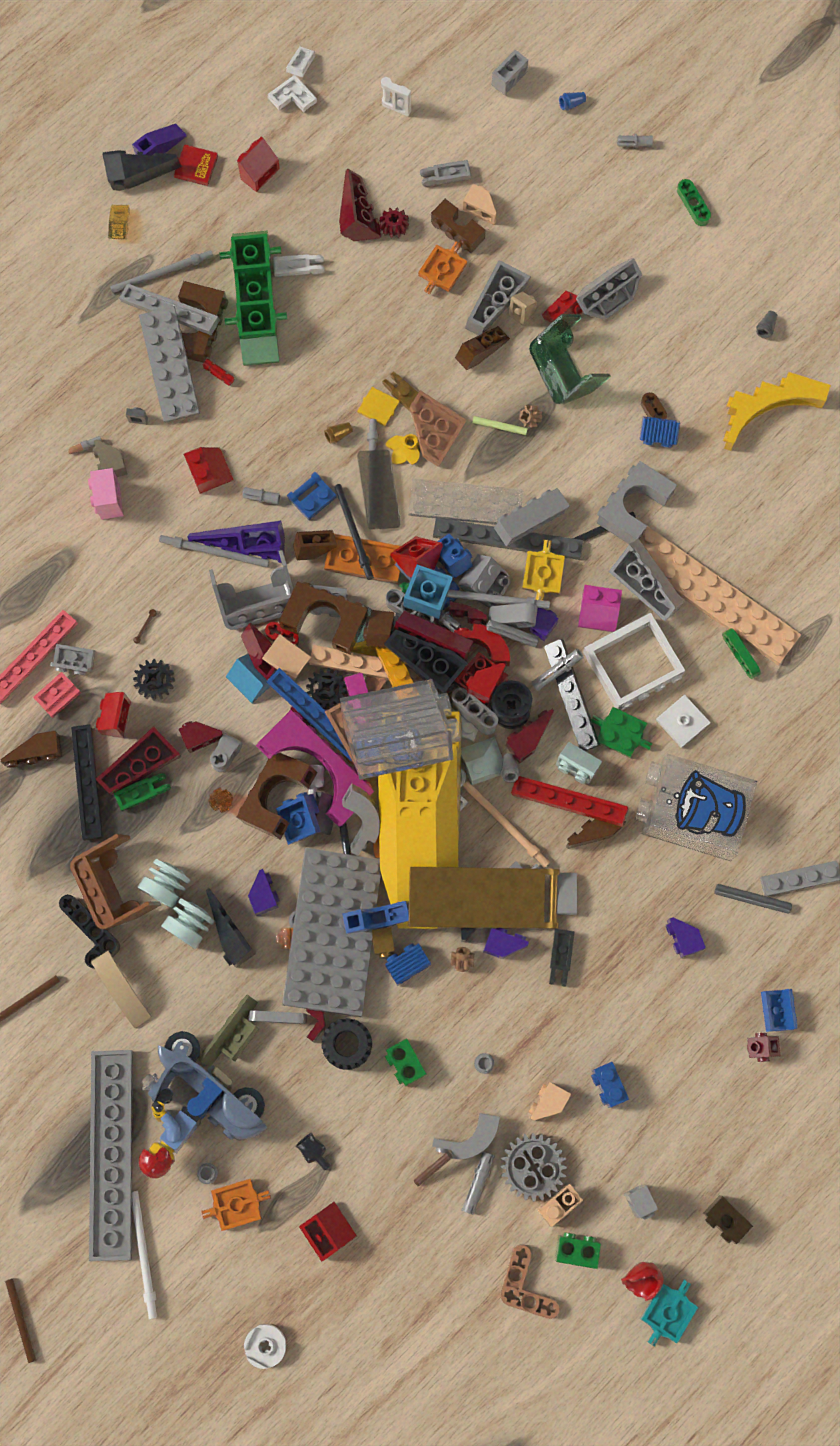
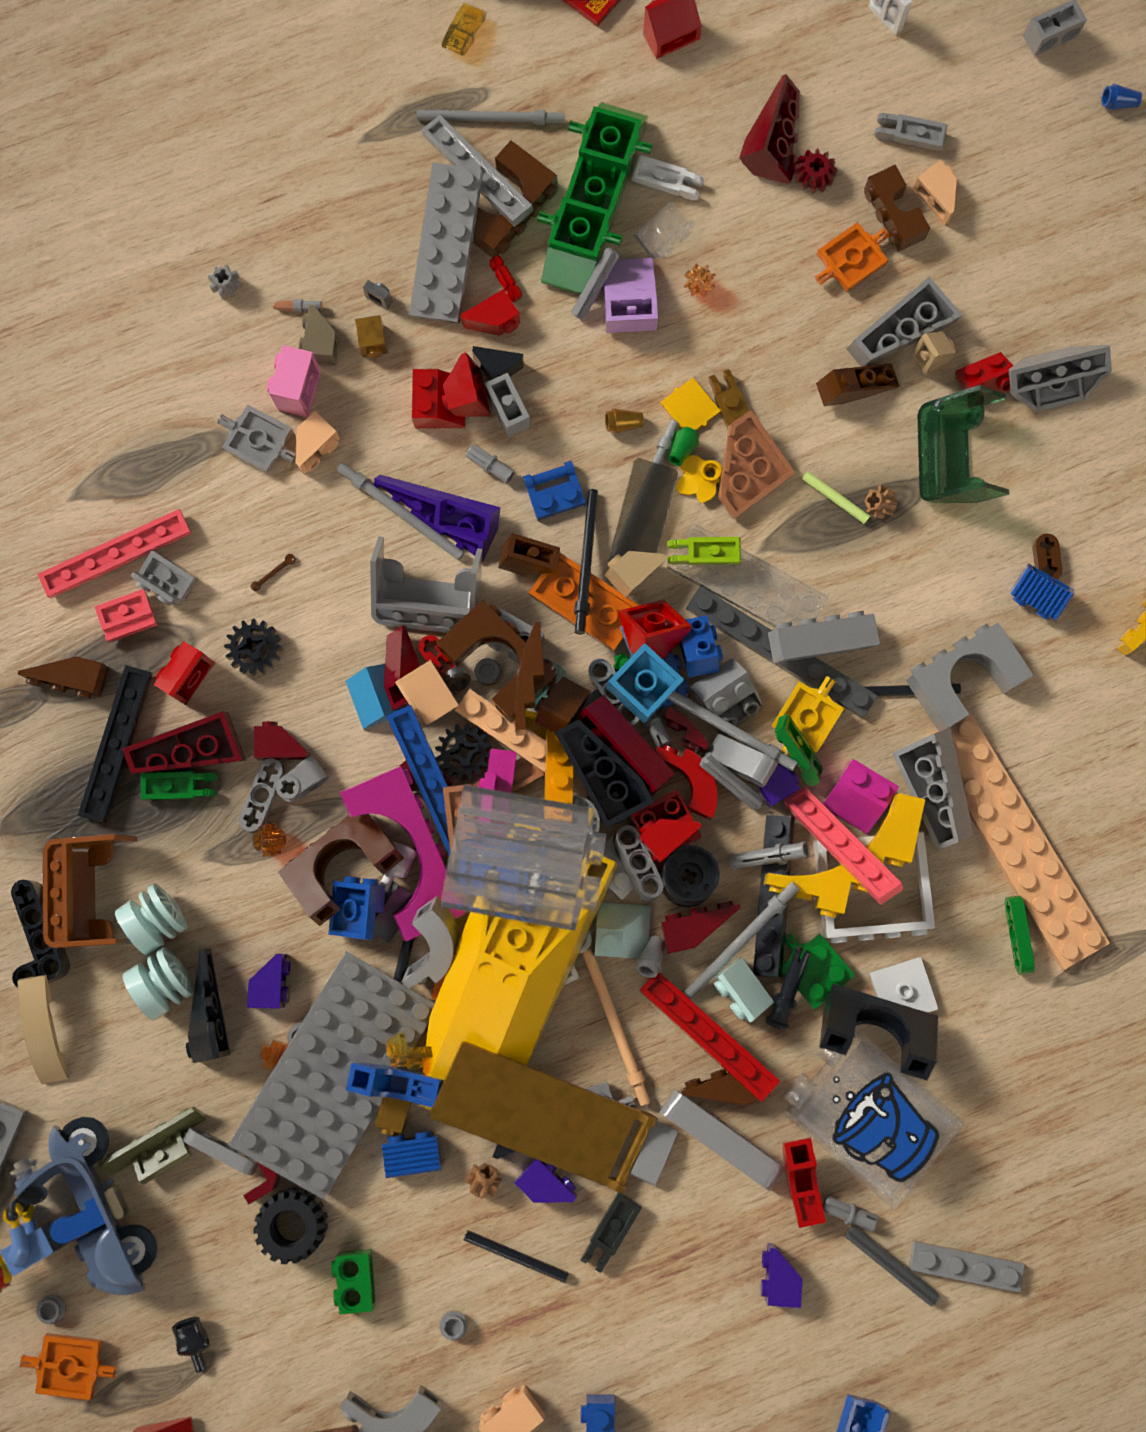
camera: 25 degrees right, 5 degrees up
(27, 444) = (224, 281): none -> light grey gear
(96, 542) = (257, 439): none -> light grey plate
(136, 526) = (313, 441): none -> light nougat slope
(144, 445) = (371, 336): none -> pearl gold brick
(206, 760) = (261, 774): none -> light grey beam
(221, 399) = (493, 315): none -> red slope
(224, 454) = (465, 390): none -> red slope
(237, 429) = (497, 362): none -> black slope
(257, 452) = (507, 405): none -> light grey brick
(281, 349) = (595, 283): none -> light grey axle
(301, 642) = (456, 679): none -> flat silver tile
(307, 350) = (631, 296): none -> lavender slope
(311, 299) = (664, 231): none -> clear bracket
(318, 631) = (487, 671): none -> flat silver tile
(349, 317) = (697, 286): none -> clear orange gear
(351, 612) = (529, 672): none -> reddish brown slope
(375, 898) = (404, 1056): none -> clear yellow bracket
(385, 431) = (684, 444): none -> green cone
(387, 524) = (633, 569): none -> tan slope
(430, 492) = (707, 551): none -> lime hinge
(505, 1000) = (516, 1256): none -> black bar
(546, 593) = (799, 749): none -> green hinge
(576, 695) = (775, 905): none -> light grey bar
(601, 639) = (843, 845): none -> coral plate
(606, 671) = (892, 842): none -> yellow arch
(607, 865) = (722, 1140): none -> light grey beam
(609, 758) = (785, 1000): none -> black pin
(670, 868) = (802, 1182): none -> red arch
(698, 739) = (911, 1027): none -> black arch
(711, 877) = (850, 1213): none -> light grey axle

